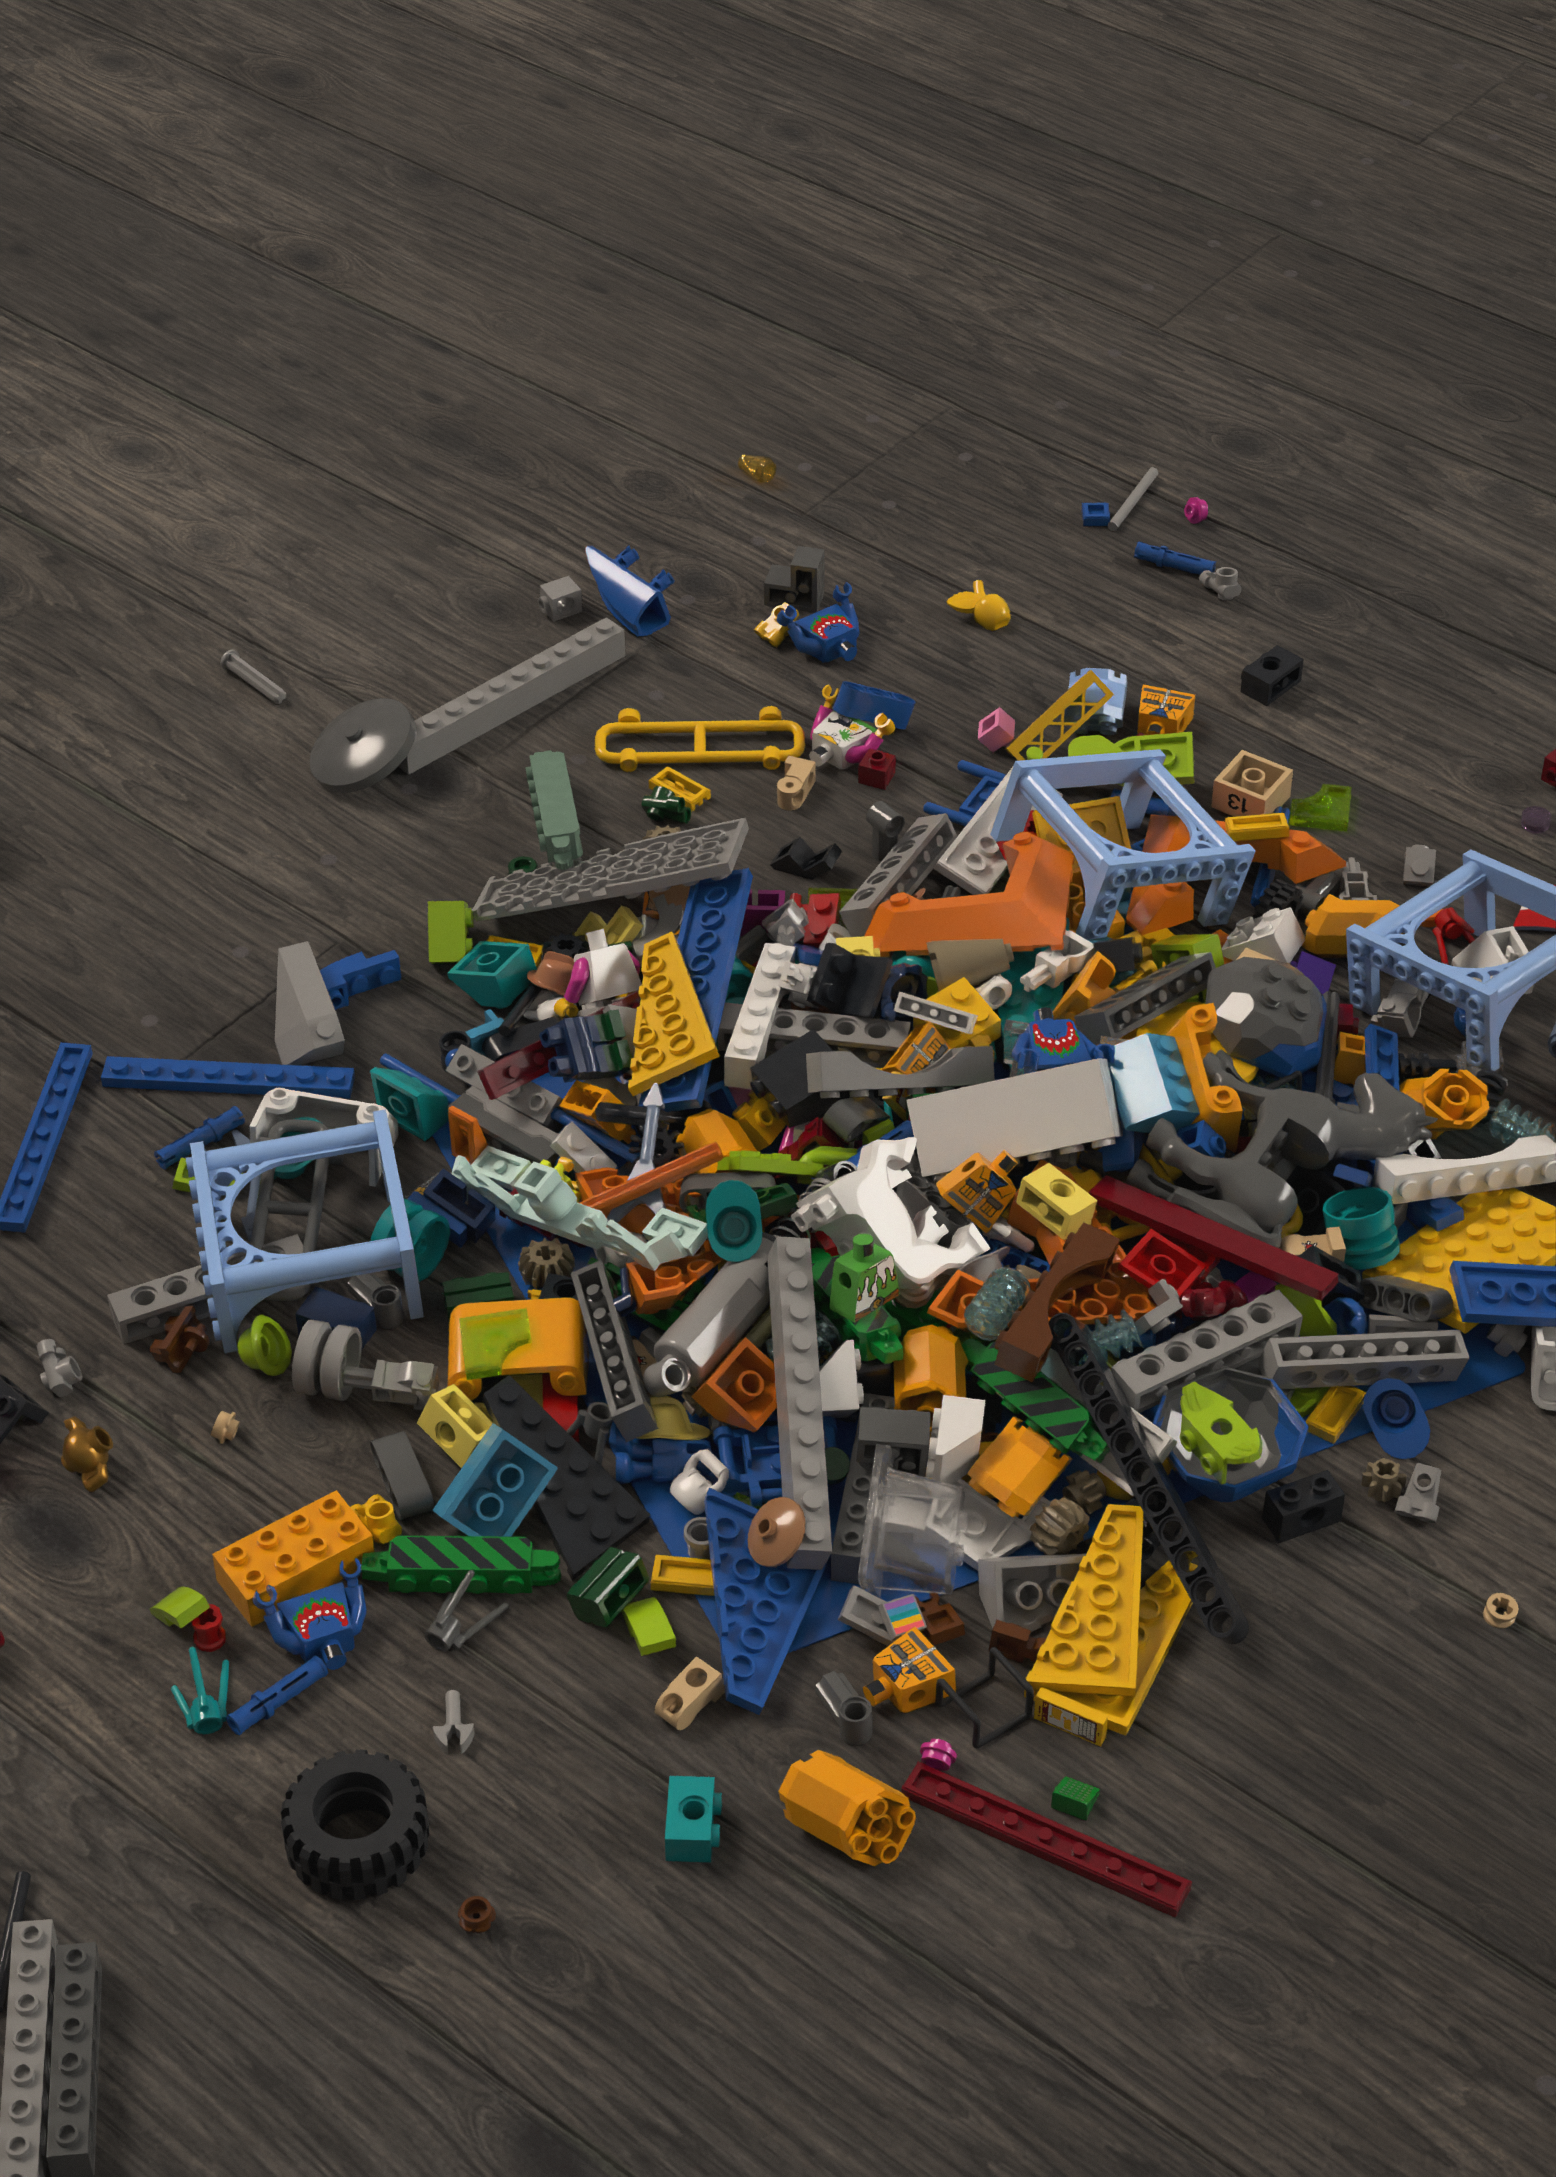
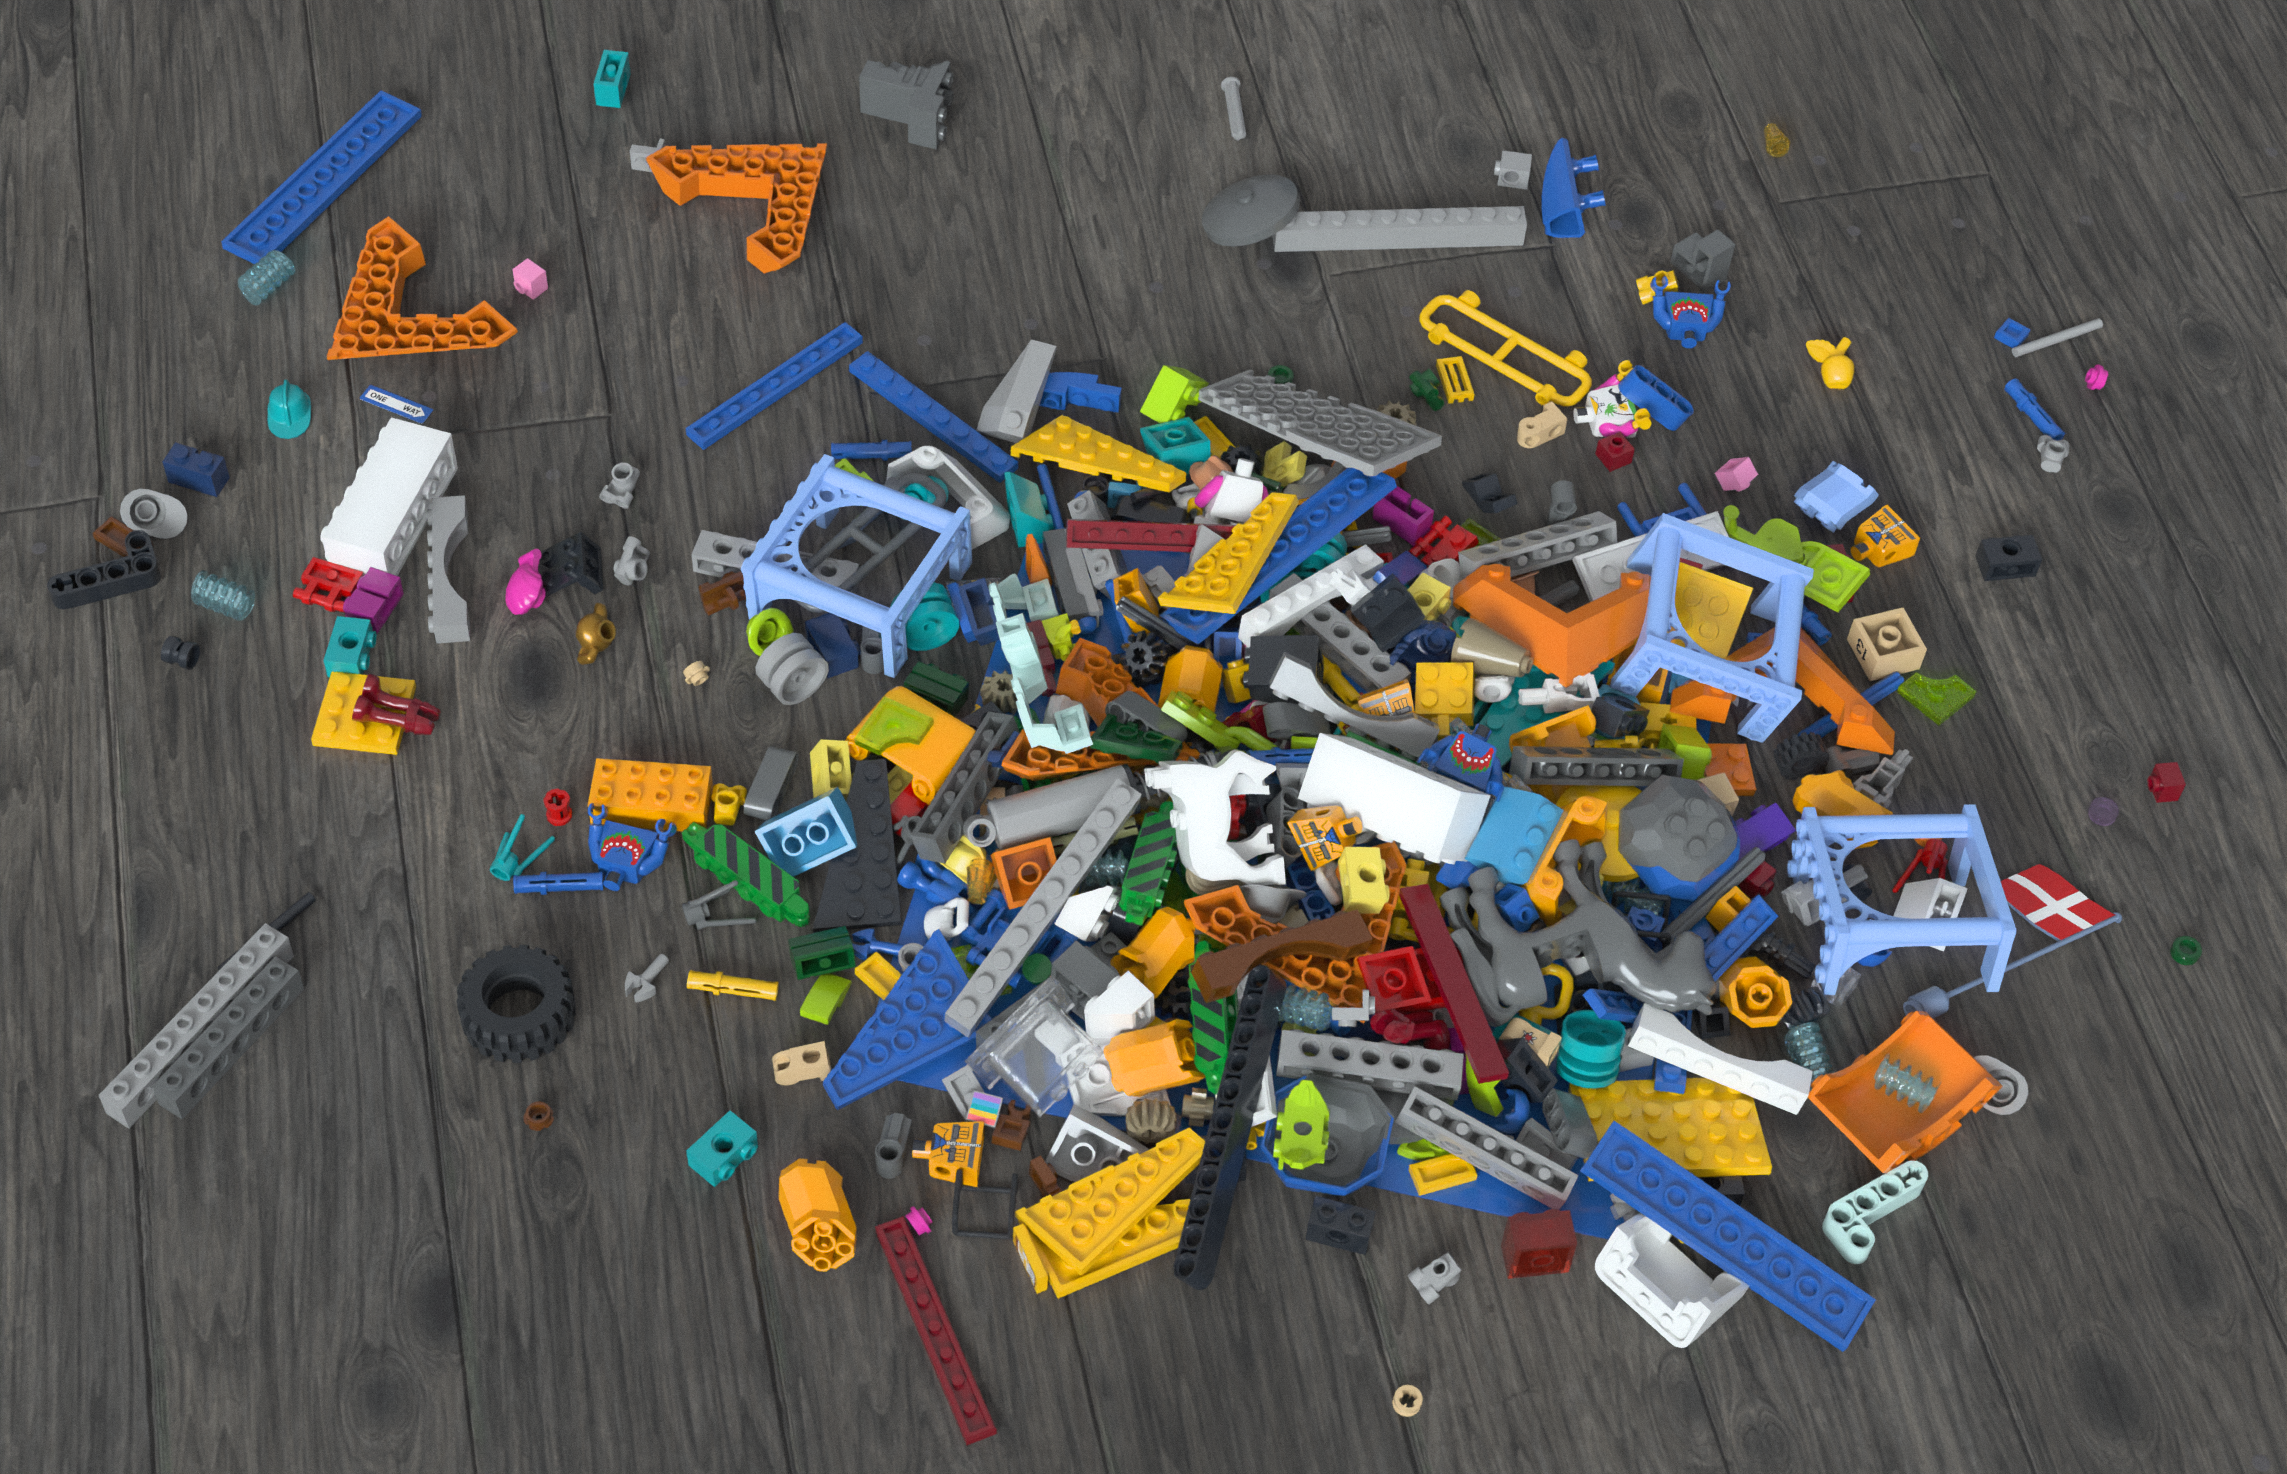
camera: 35 degrees right, 10 degrees up
(180, 1607) = (550, 781): lime slope -> none
(396, 1382) = (823, 713): light grey piece -> none
(429, 1016) = (1091, 452): none -> yellow wing
(534, 1678) = (726, 984): none -> yellow pin
(554, 808) = (1336, 342): sand green hinge -> none
(580, 1149) = (1101, 625): white plate -> none
(588, 1047) = (1150, 547): dark blue hips -> none
(653, 1200) = (1103, 676): sand blue piece -> none
(655, 1178) = (1102, 678): orange axle -> none
(656, 1548) = (872, 945): none -> blue bar
(698, 1425) = (979, 879): none -> clear yellow cone
(734, 1220) = (1104, 747): teal piece -> none
(776, 1532) = (946, 991): medium nougat dish -> none
(786, 923) = (1404, 539): light grey piece -> none
(863, 1279) = (1156, 849): bright green torso -> none
(935, 1013) = (1420, 678): white piece -> none
(996, 1303) = (1230, 927): clear light blue piece -> none
(1055, 710) = (1784, 486): yellow fence -> none
(1074, 1797) = (981, 1315): green slope -> none
(1257, 826) = (1836, 680): yellow tile -> none
(1272, 934) = (1760, 776): white slope -> none
(1383, 1480) = (1419, 1255): dark tan gear -> none
(1396, 1418) = (1473, 1208): blue piece -> none
(1419, 865) = (1960, 790): light grey bracket -> none
(1479, 1407) = (1538, 1243): none -> clear red brick

